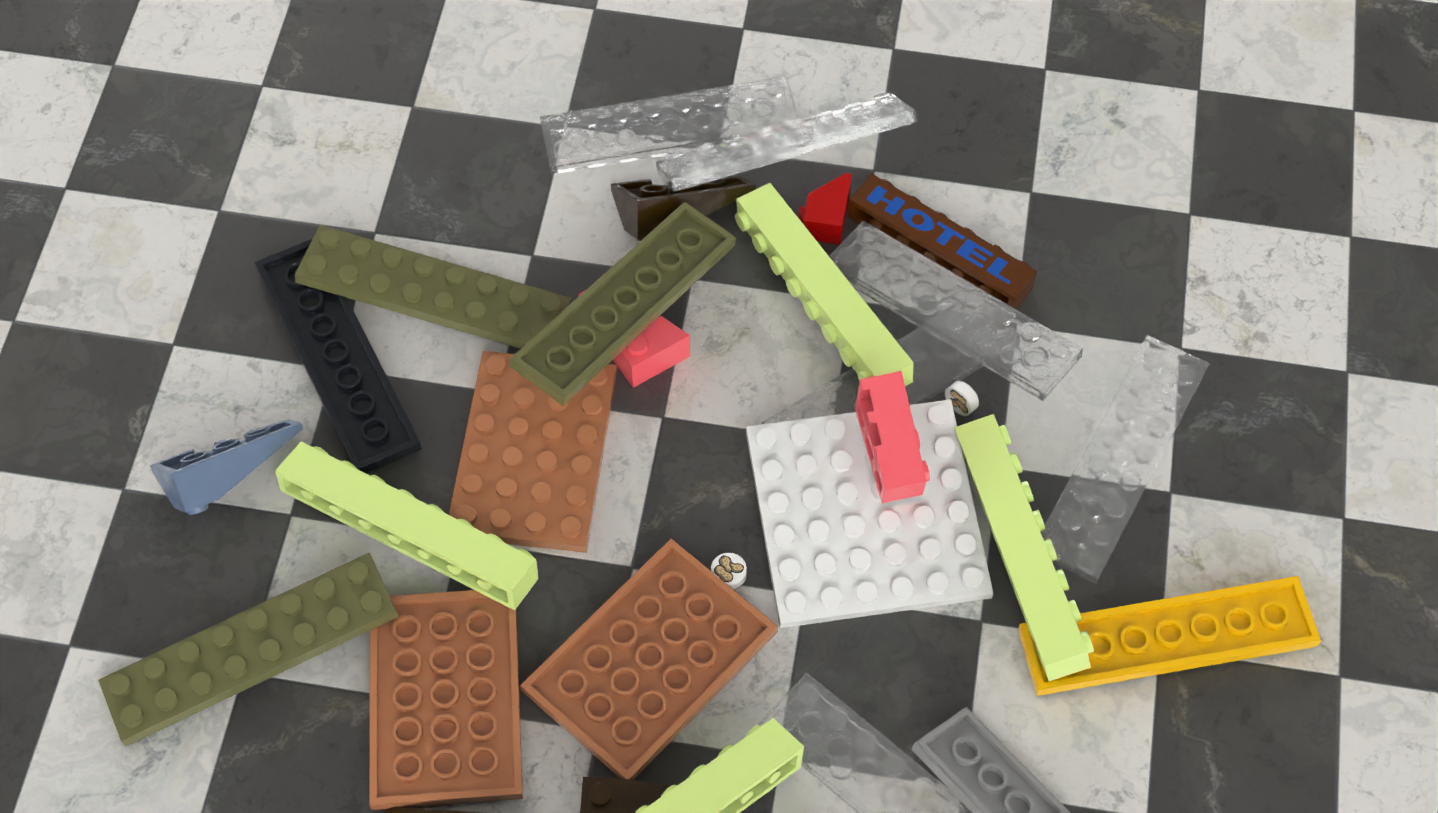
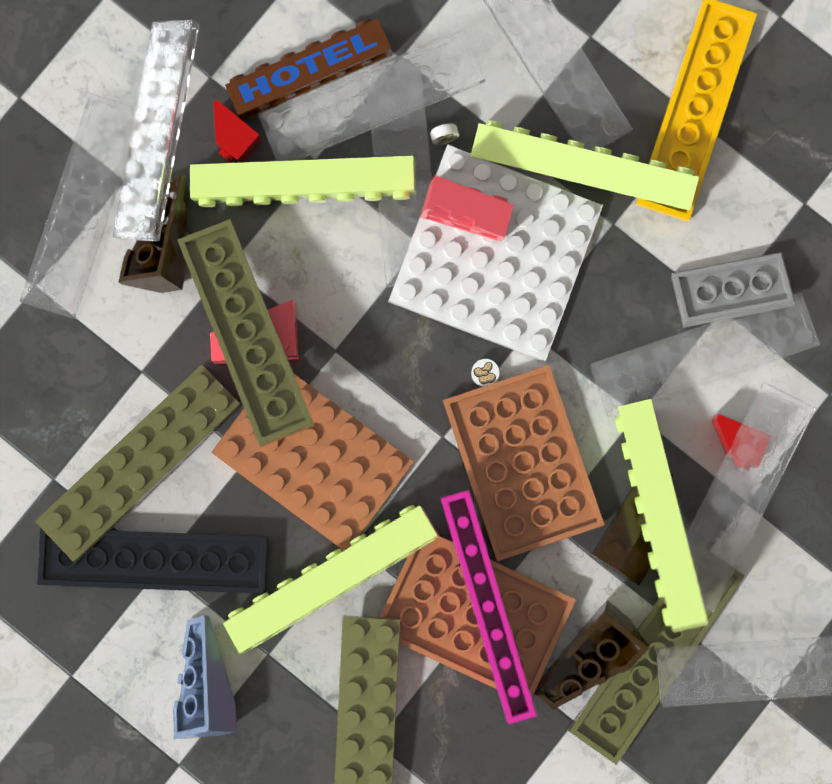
camera: 60 degrees left, 25 degrees up
(457, 690) = (488, 607): none -> dark pink brick

